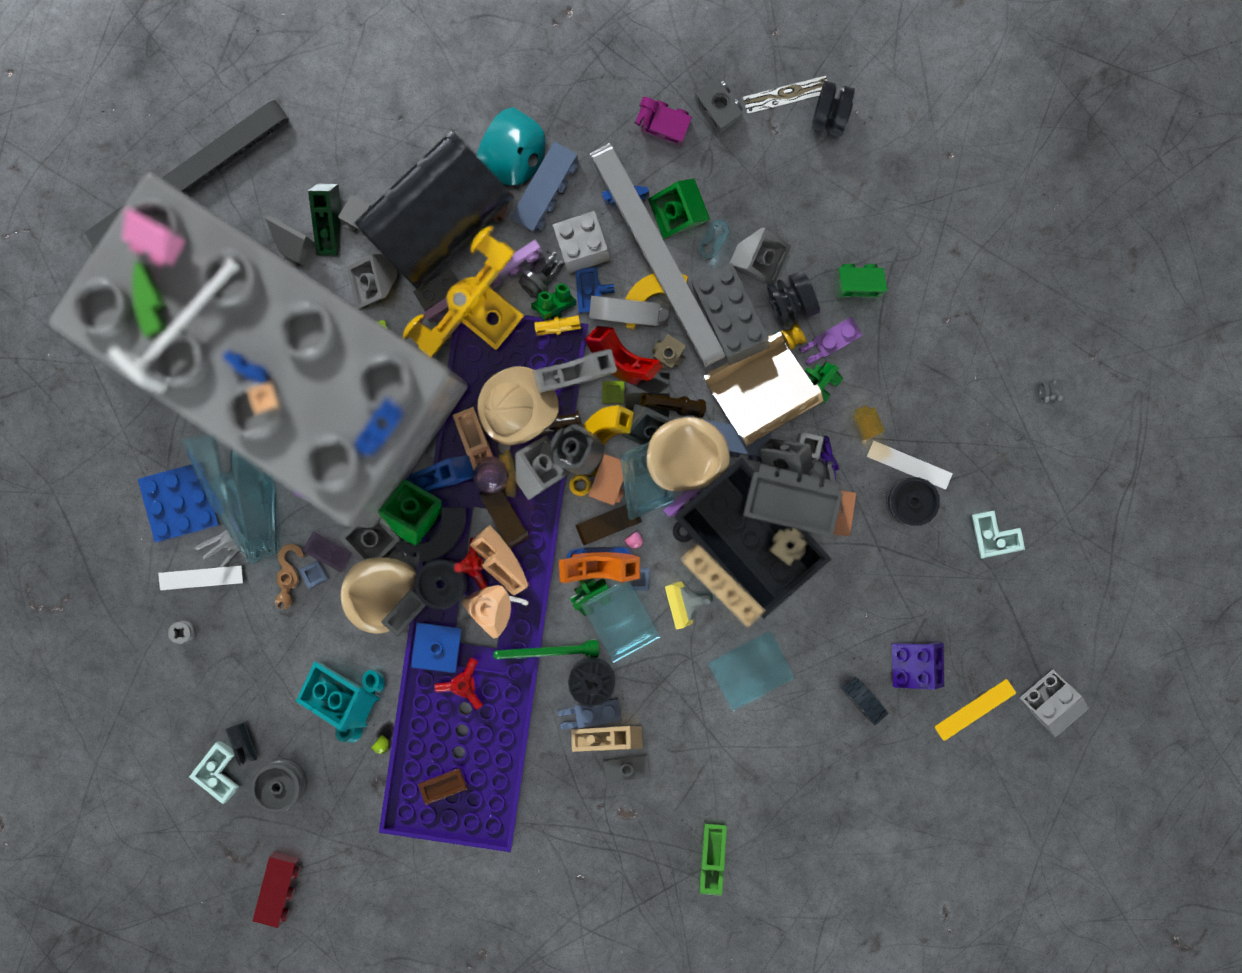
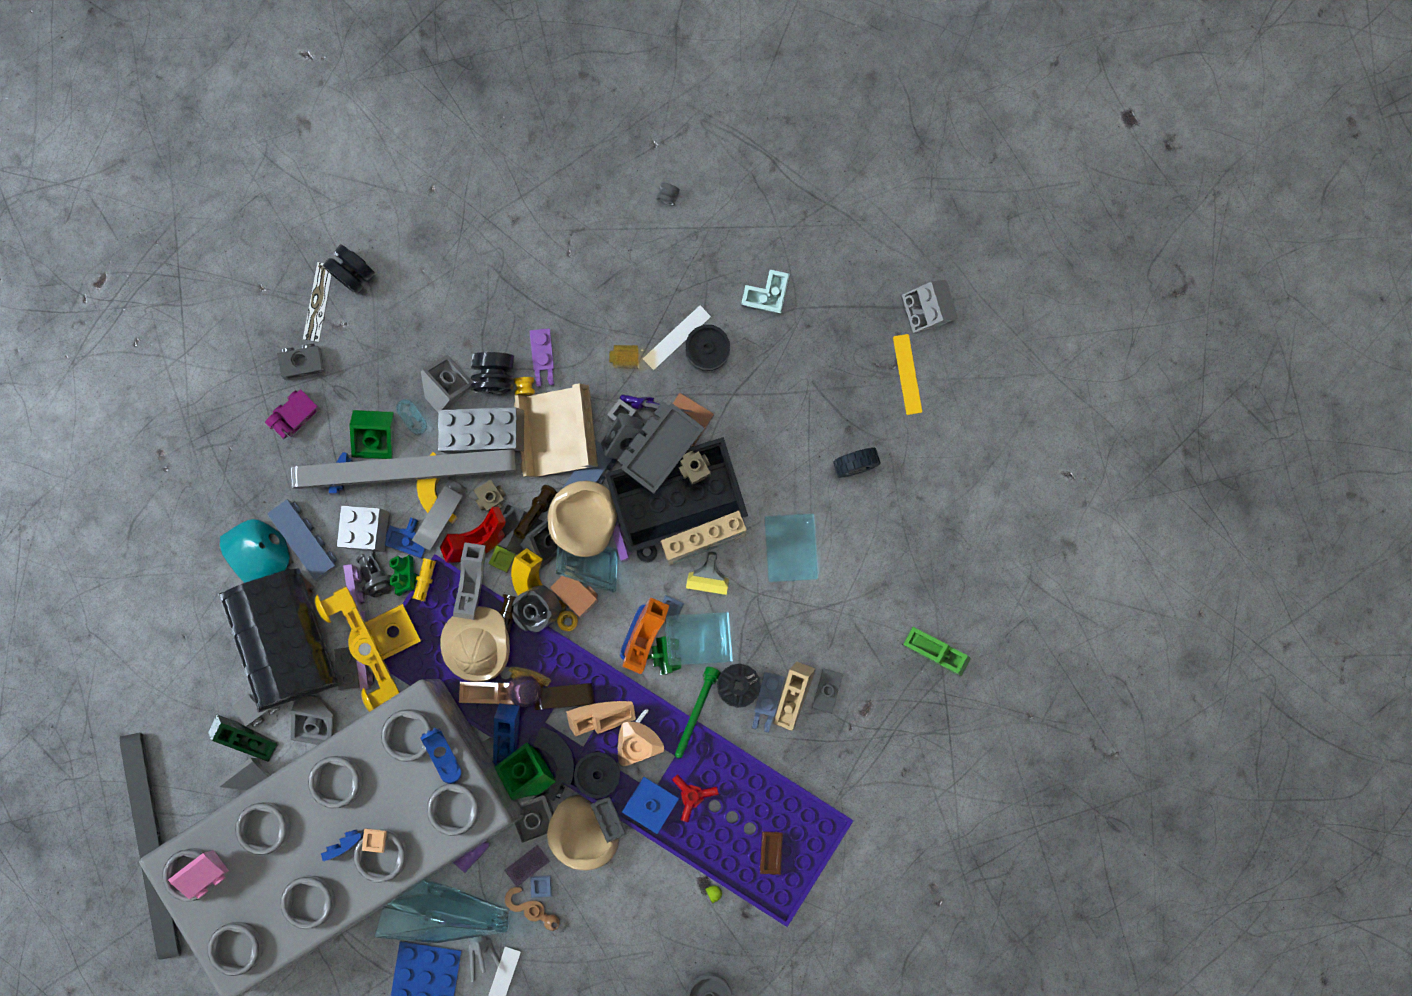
camera: 60 degrees left, 5 degrees down
(138, 367) = (300, 934): white tile -> none
(148, 302) = (249, 906): bright green slope -> none
(340, 699) = (658, 908): teal piece -> none
(472, 565) = (594, 741): red piece -> none
(537, 468) = (537, 649): light grey slope -> none
(605, 525) = (611, 615): dark brown beam -> none
(634, 540) = (636, 597): bright pink hinge -> none
(823, 375) = (568, 375): green hips -> none
(860, 281) = (503, 310): green slope -> none
(918, 665) = (848, 405): dark purple bracket -> none

